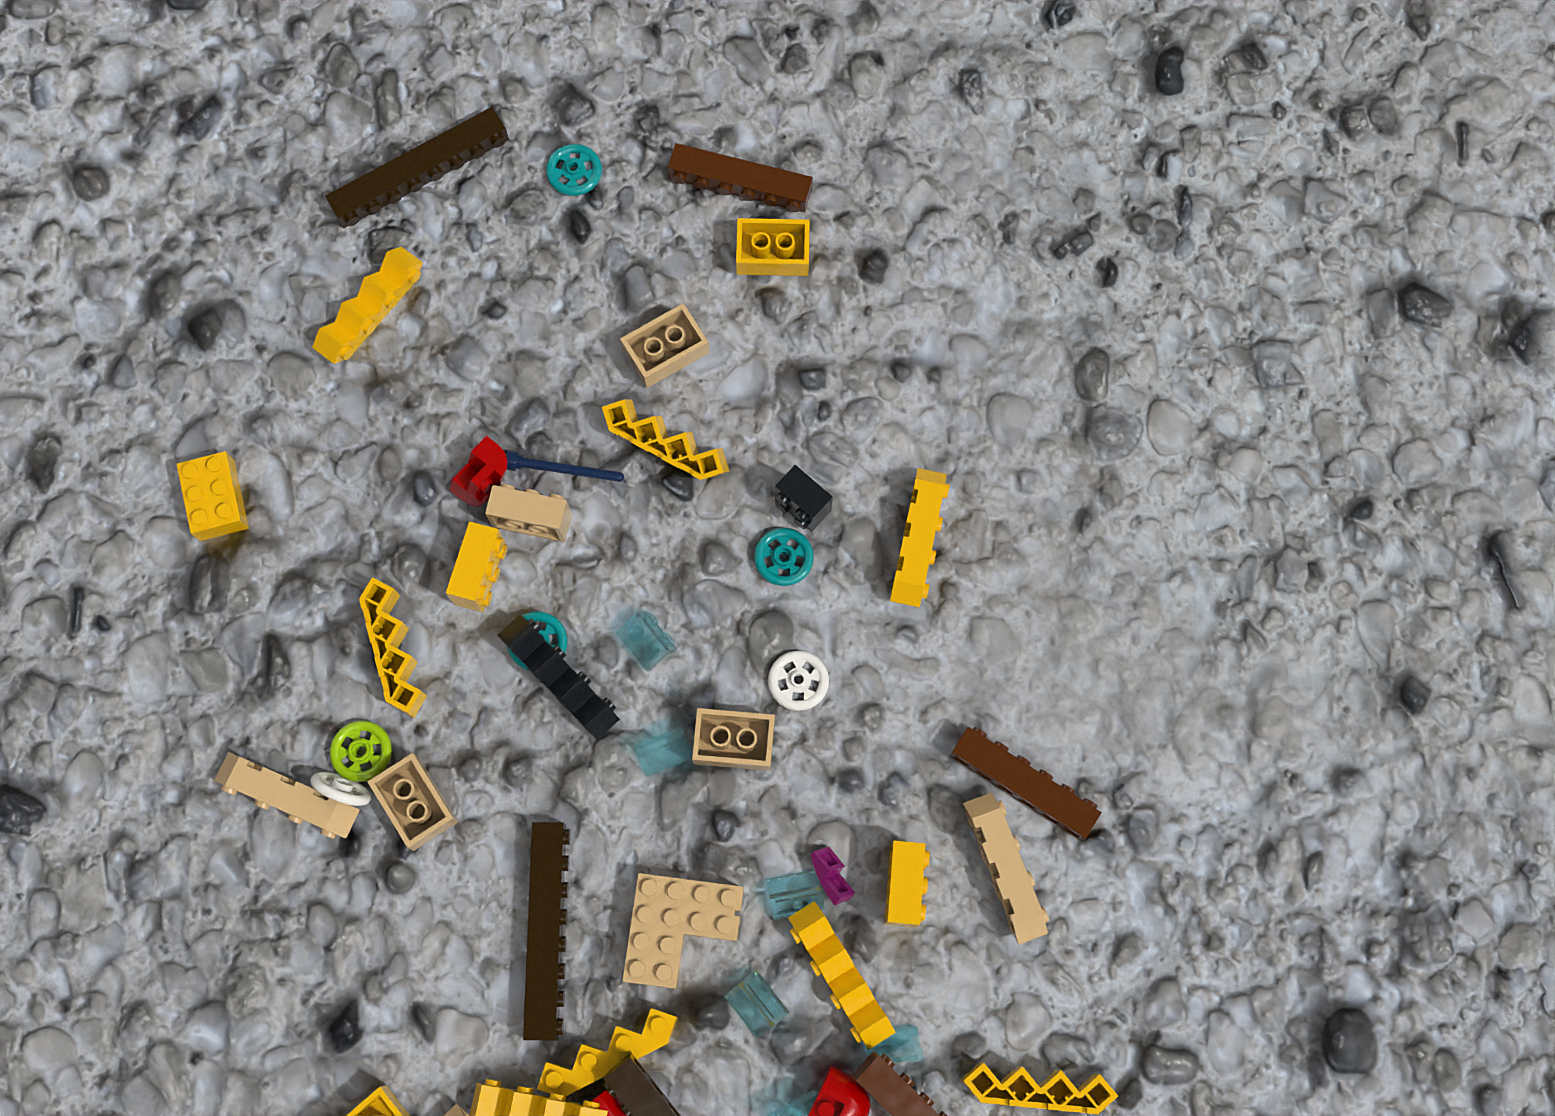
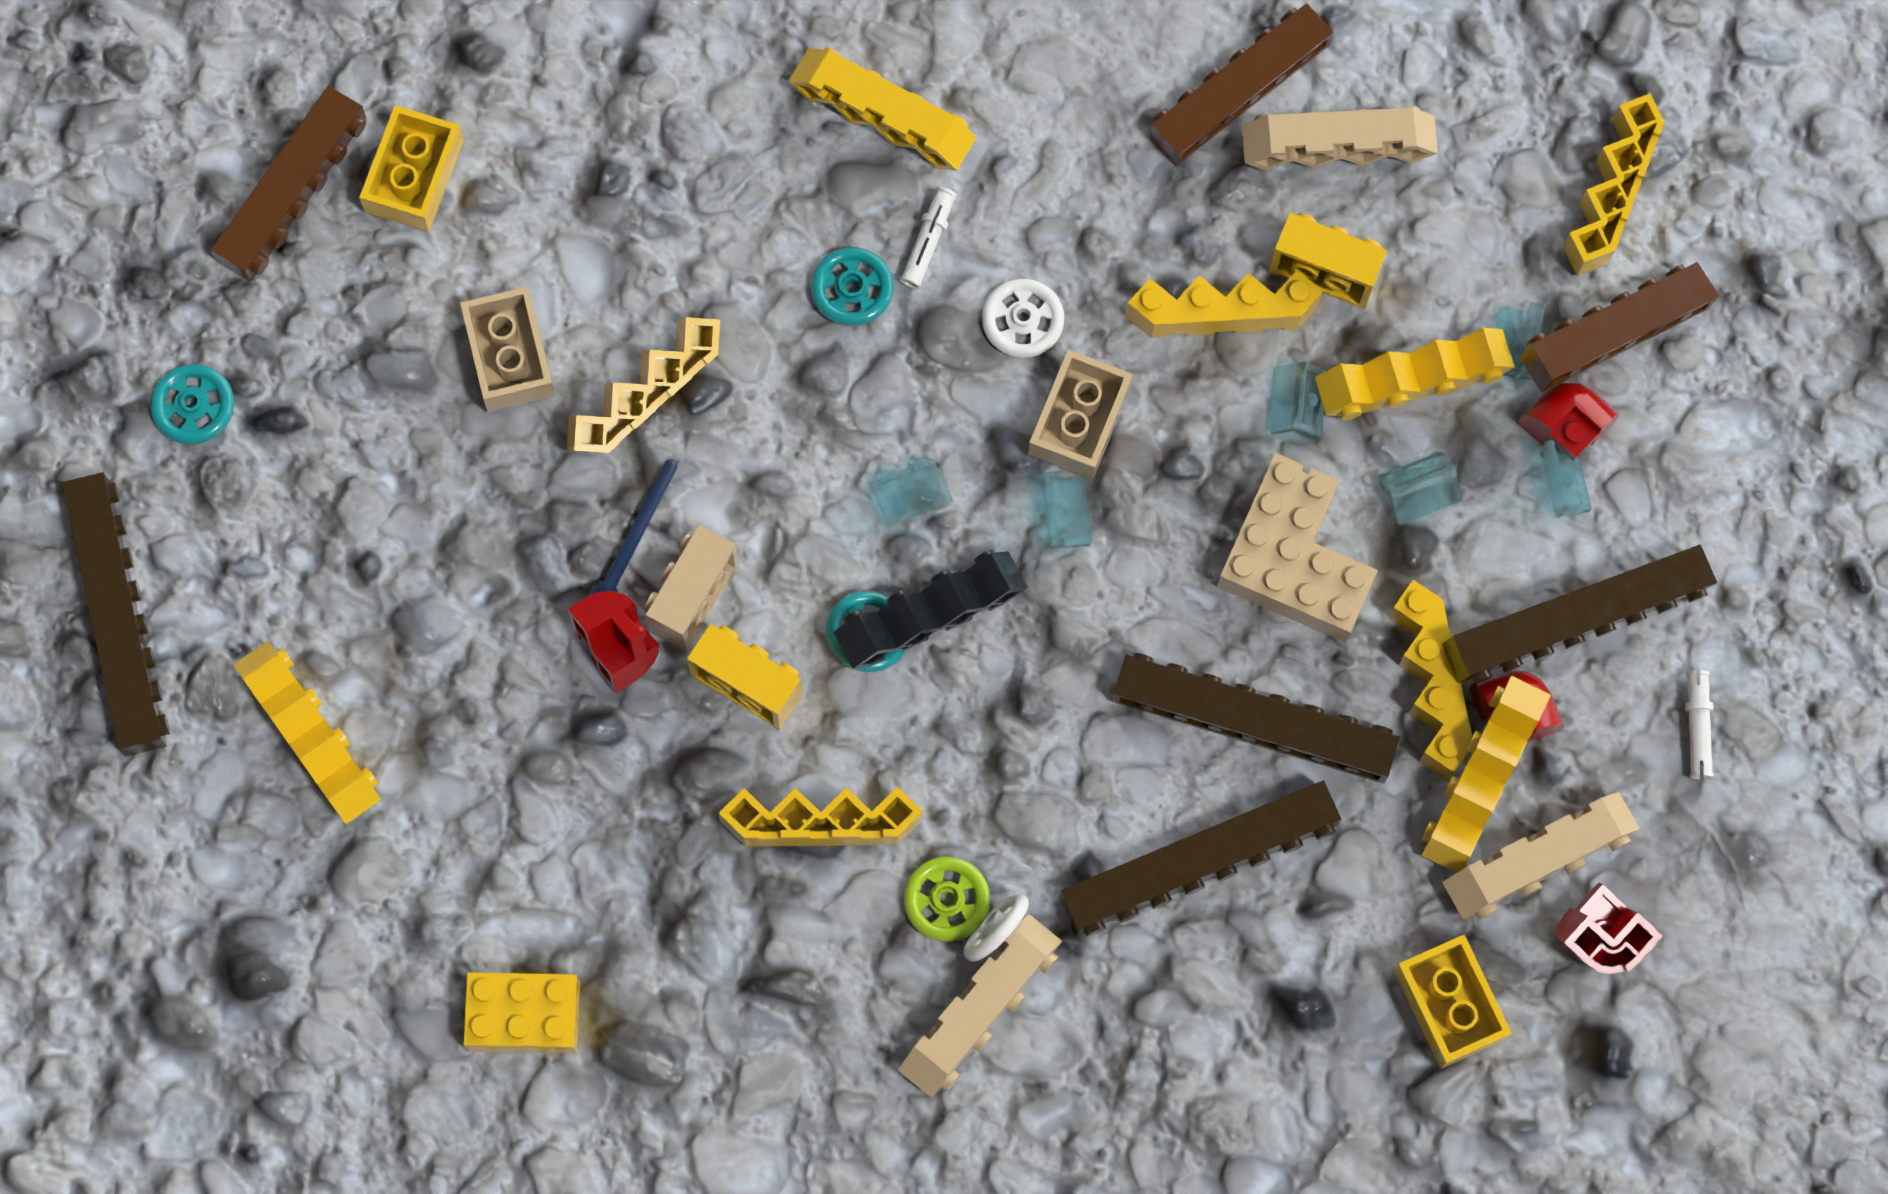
camera: 75 degrees left, 0 degrees up
(412, 802) = (1040, 840): tan brick -> none
(432, 920) = (1200, 858): none -> dark brown brick
(802, 499) = (786, 233): black brick -> none
(828, 871) = (1277, 351): magenta slope -> none
(836, 597) = (941, 202): none -> white pin
(850, 832) = (1207, 311): none -> yellow brick

